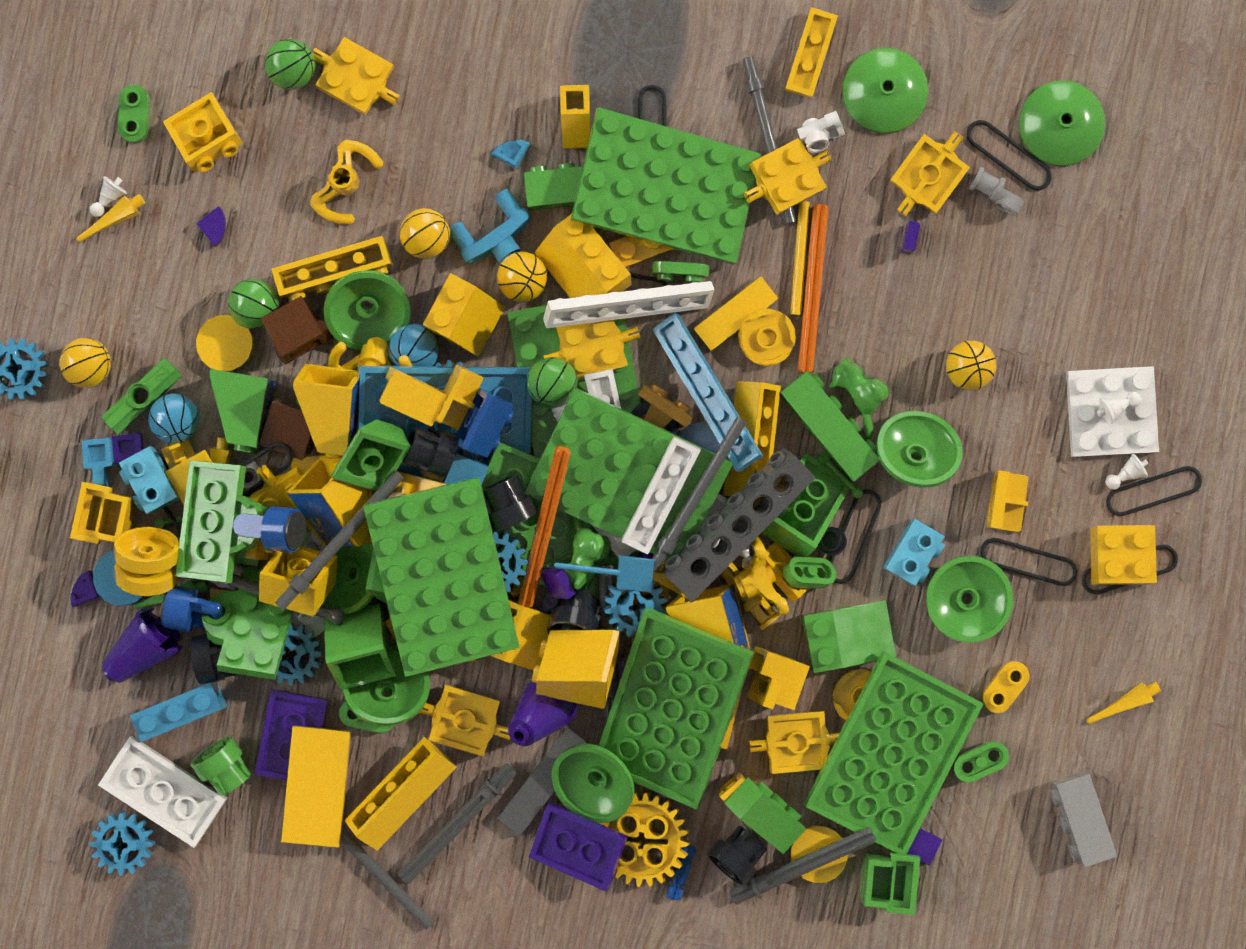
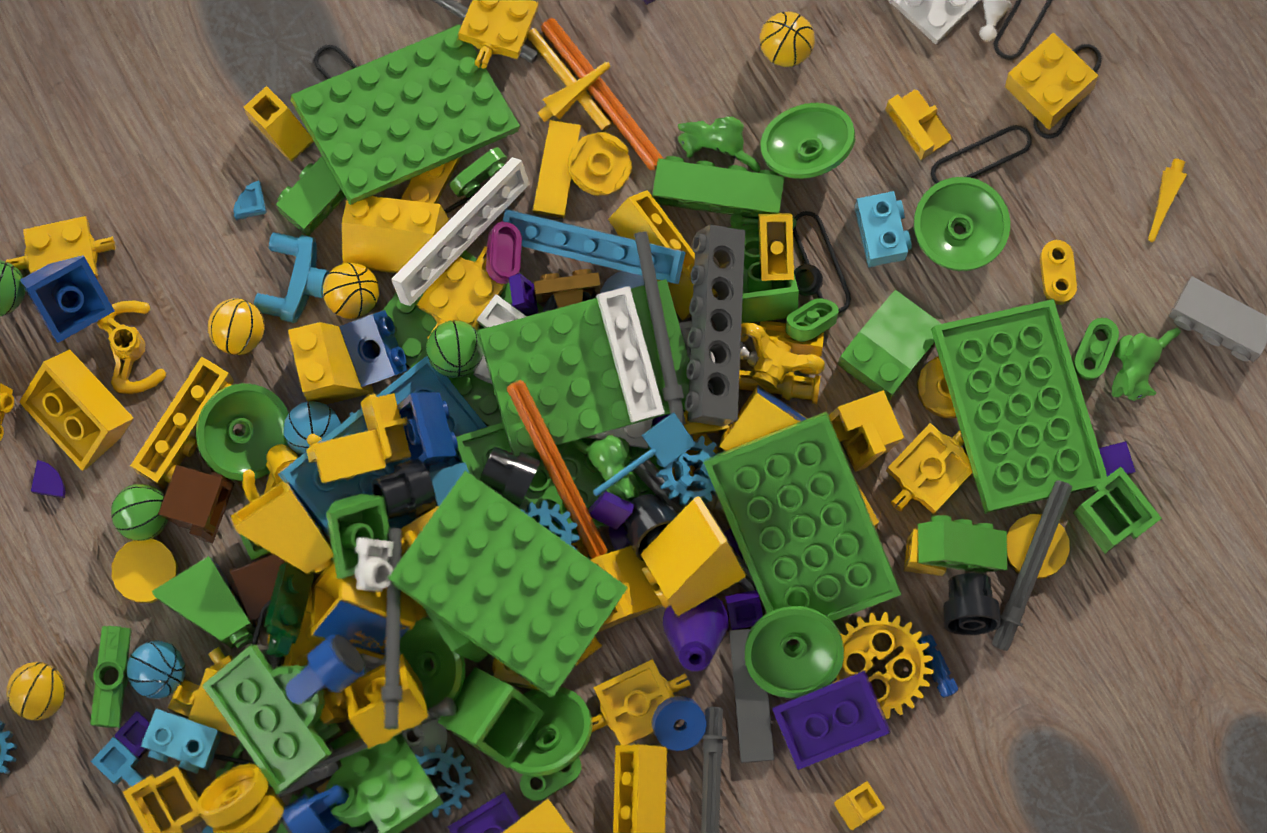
camera: 45 degrees left, 10 degrees down
(273, 193) = (75, 409): none -> yellow slope
(285, 461) = (287, 608): none -> dark green hinge
(329, 113) = (67, 296): none -> blue slope
(359, 489) = (372, 564): none -> white plate
(478, 770) = (675, 709): none -> blue piece
(489, 338) = (367, 363): none -> blue brick
(548, 914) = (859, 805): none -> yellow slope
(588, 723) = (744, 609): none -> dark purple plate
(631, 384) = (523, 294): none -> dark purple tile
(645, 343) = (503, 252): none -> magenta tile
(780, 270) = (560, 101): none -> yellow piece
(829, 504) = (776, 246): none -> yellow slope
(1002, 794) = (1138, 358): none -> bright green animal

